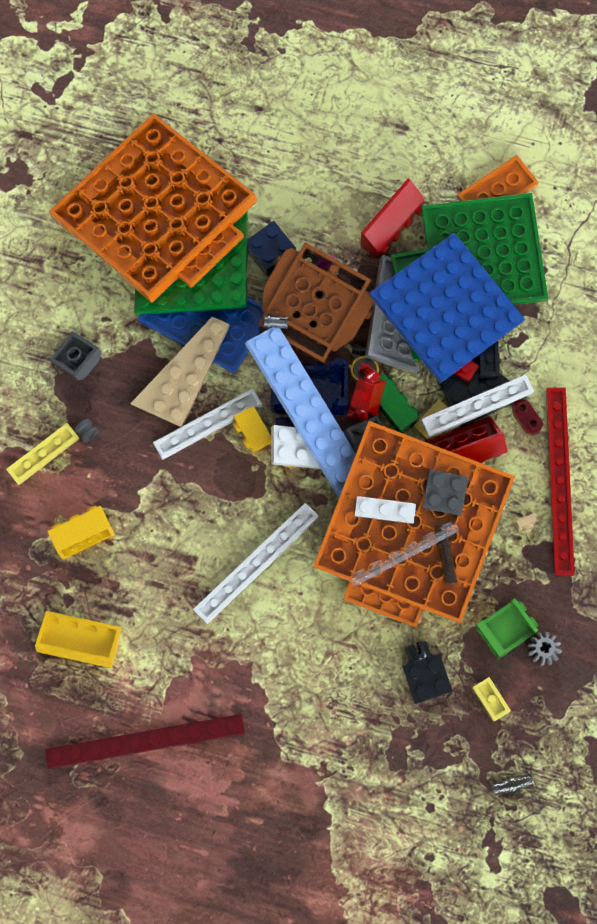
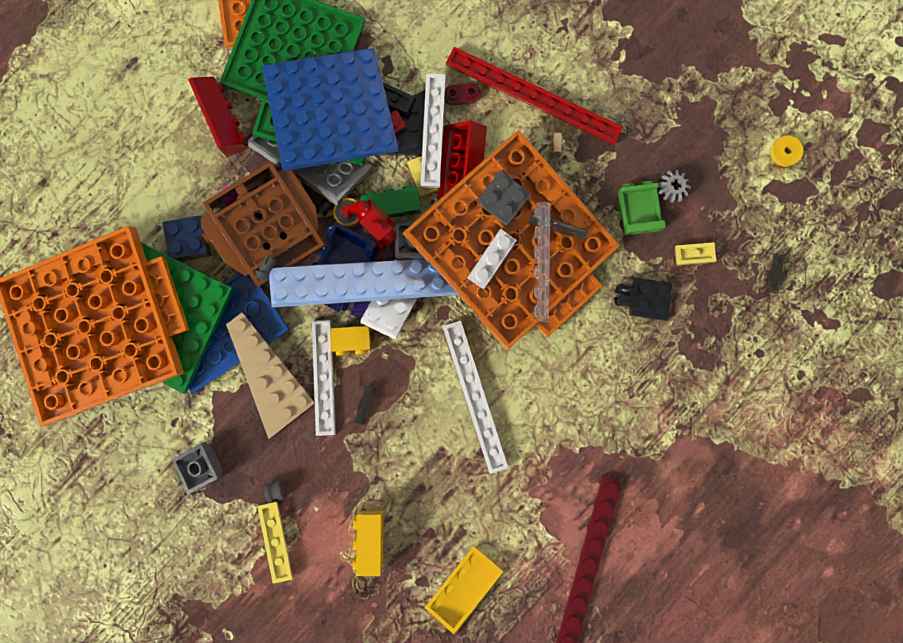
camera: 65 degrees left, 10 degrees up
(200, 471) = (365, 405): none -> clear smoke pin

